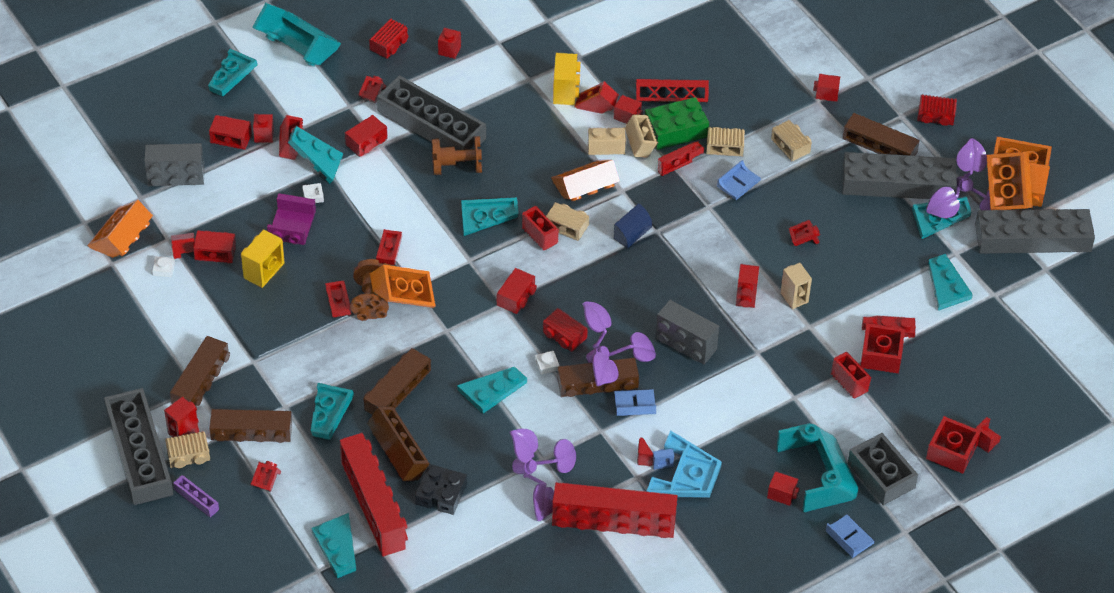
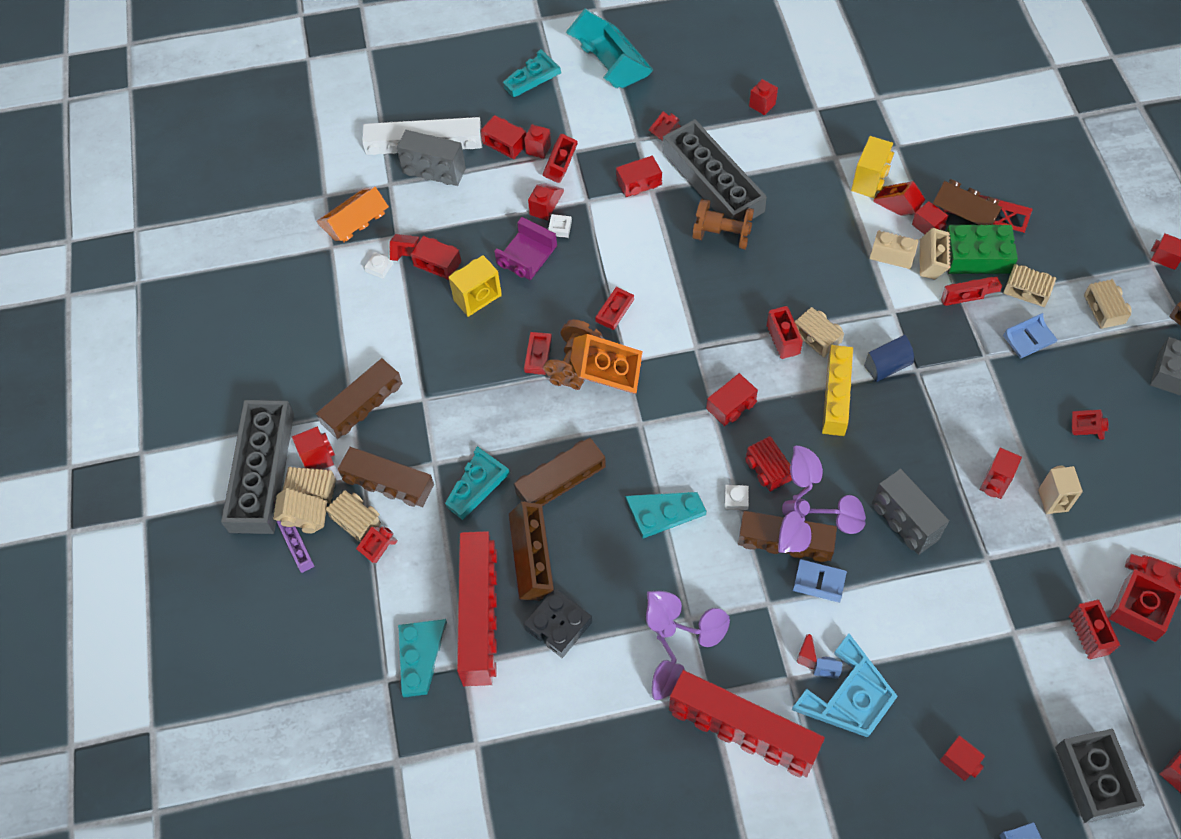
camera: 25 degrees right, 10 degrees up
(131, 155) = (385, 137): none -> white brick
(192, 466) = (300, 510): none -> tan brick
(236, 461) = (353, 515): none -> tan brick
(290, 177) = (544, 200): none -> red slope
(317, 152) = (581, 183): teal wing -> none
(388, 38) = (702, 77): red brick -> none
(487, 213) = (734, 297): teal wing -> none
(586, 179) = (857, 288): slope -> none
(599, 261) = (837, 390): none -> yellow brick
(654, 89) = (967, 203): none -> reddish brown brick
(837, 481) = (1039, 776): teal windscreen -> none

